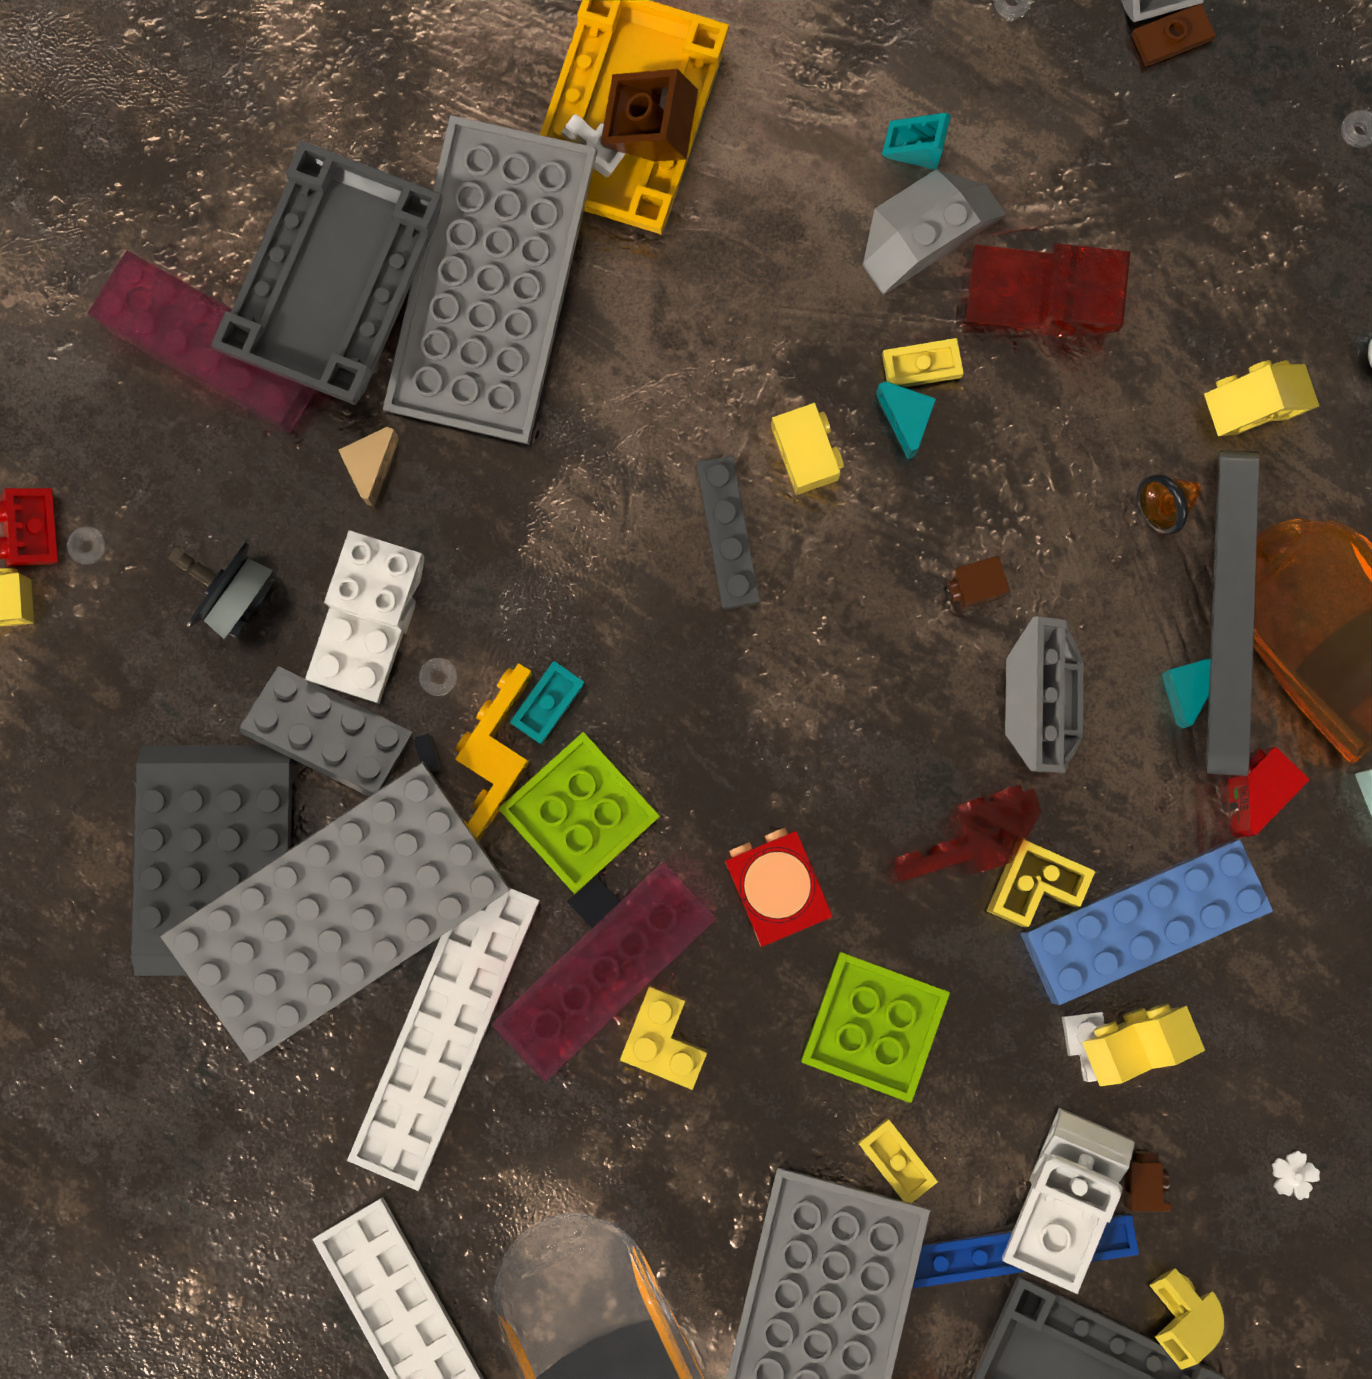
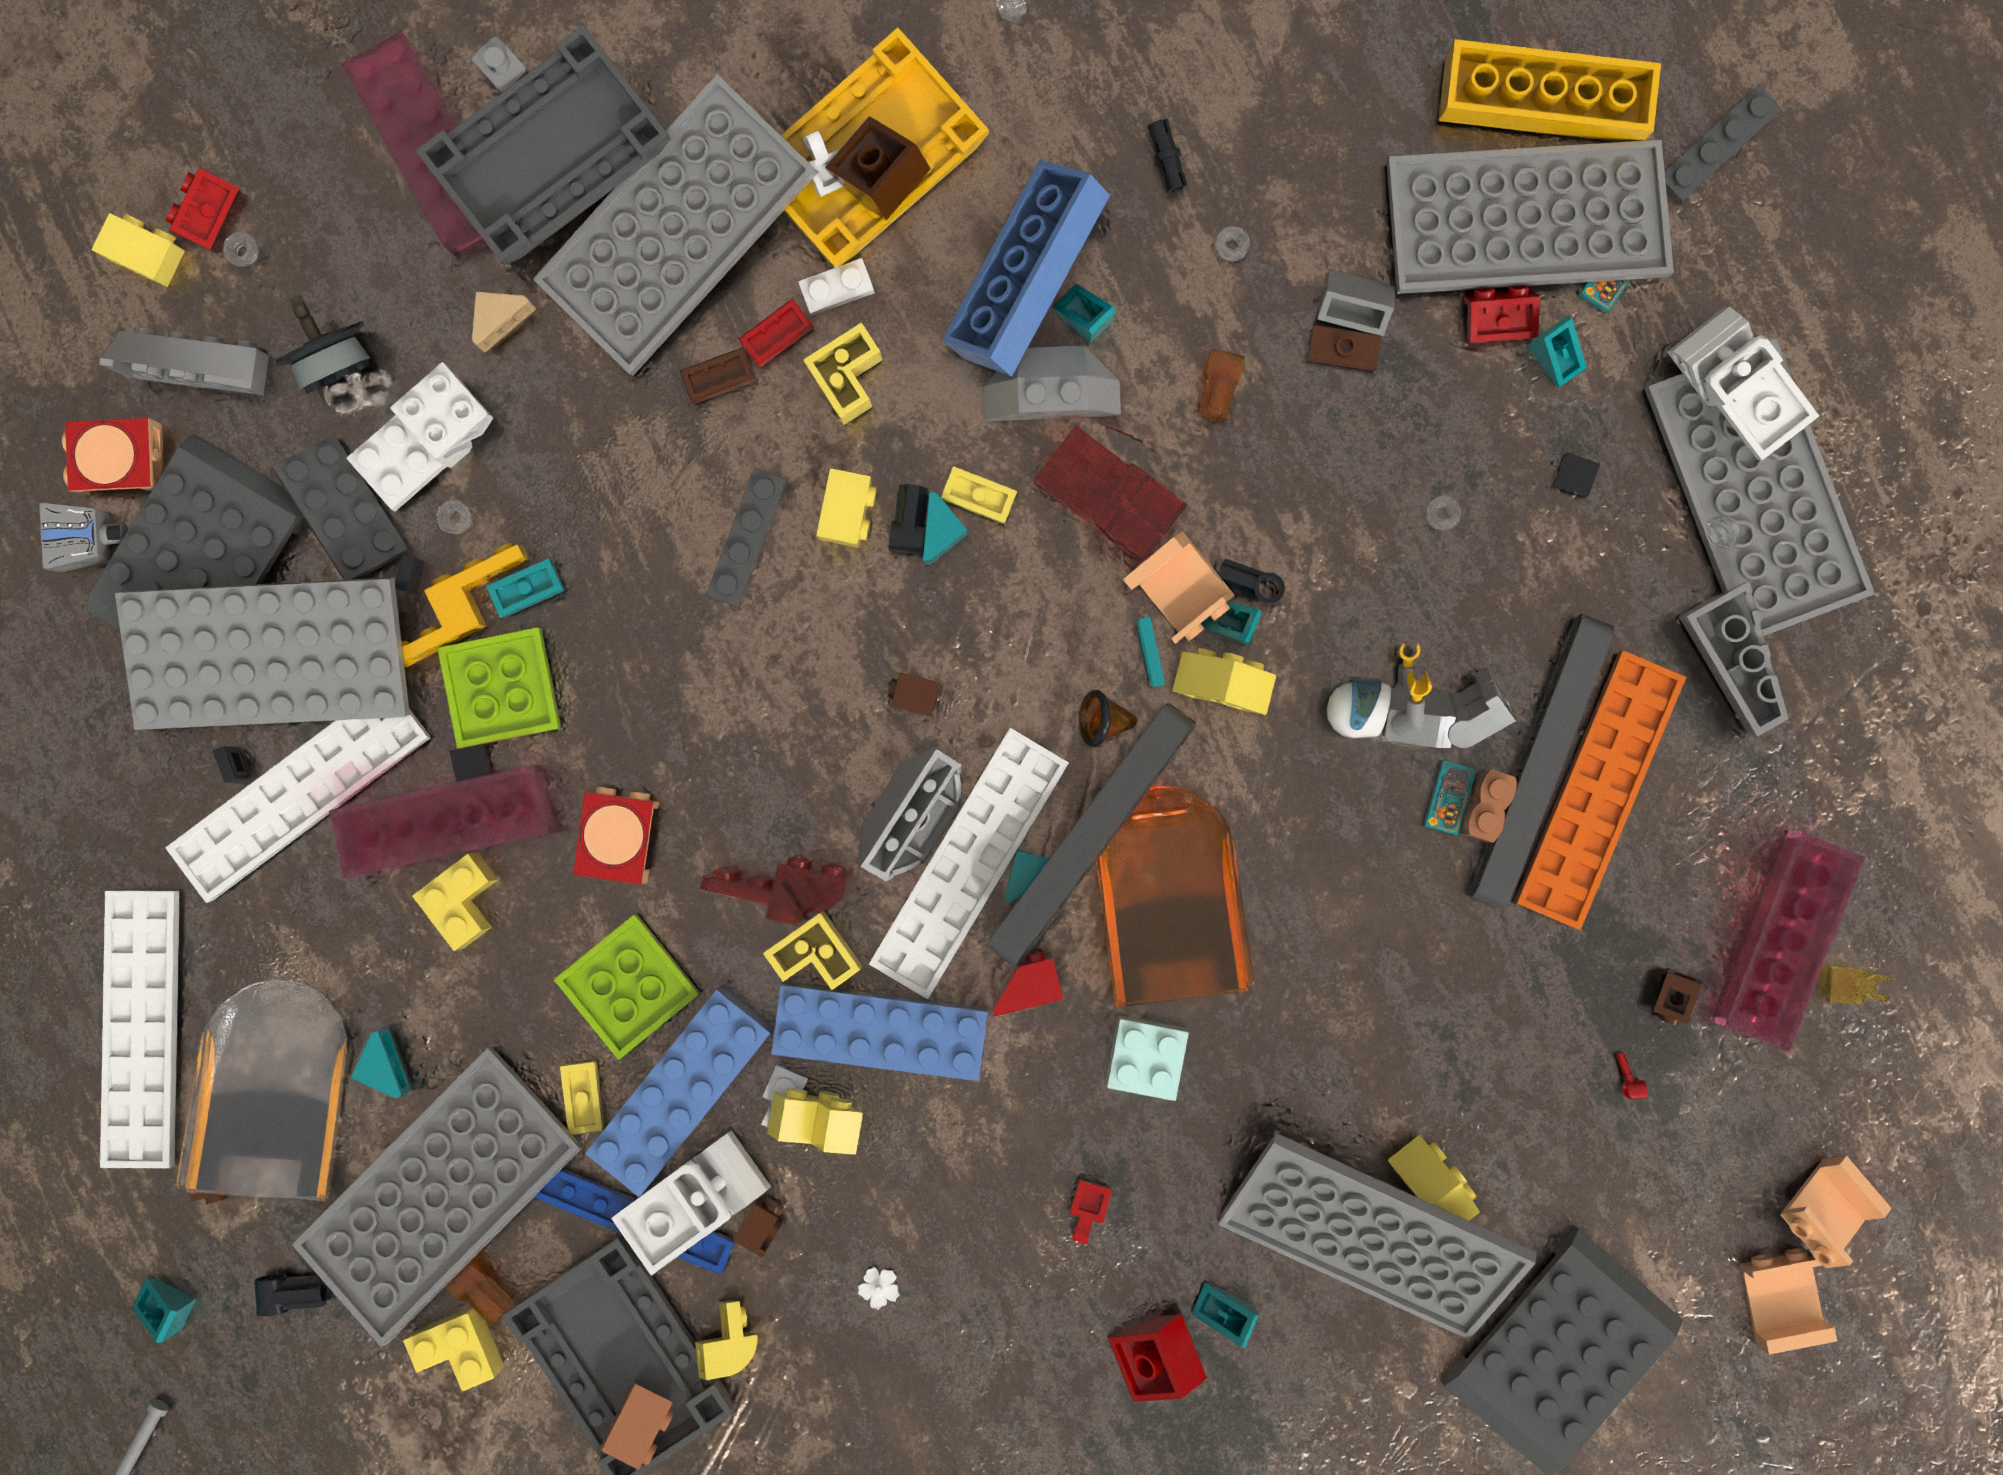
camera: 25 degrees right, 5 degrees up
(75, 810) = (113, 454): none -> panel
(86, 908) = (76, 536): none -> light grey torso
(98, 678) = (187, 361): none -> light grey wedge
(238, 231) = (498, 65): none -> light grey torso
(363, 1040) = (230, 764): none -> black tile
(610, 397) = (717, 375): none -> reddish brown plate
(640, 326) = (776, 333): none -> red plate
(670, 252) = (836, 287): none -> white plate
(684, 1251) = (381, 1066): none -> teal slope
(721, 322) = (837, 367): none -> light yellow brick
(841, 127) = (1026, 267): none -> medium blue brick
(876, 433) = (908, 529): none -> black piece
(989, 1098) = (679, 1091): none -> medium blue brick
(1079, 122) = (1221, 377): none -> clear orange piece
(1127, 712) = (968, 863): none -> white plate
(1168, 335) = (1182, 586): none -> light nougat panel
(1173, 414) = (1149, 652): none -> teal tile
(1223, 295) = (1246, 581): none -> black piece
(1229, 340) = (1235, 624): none -> teal slope

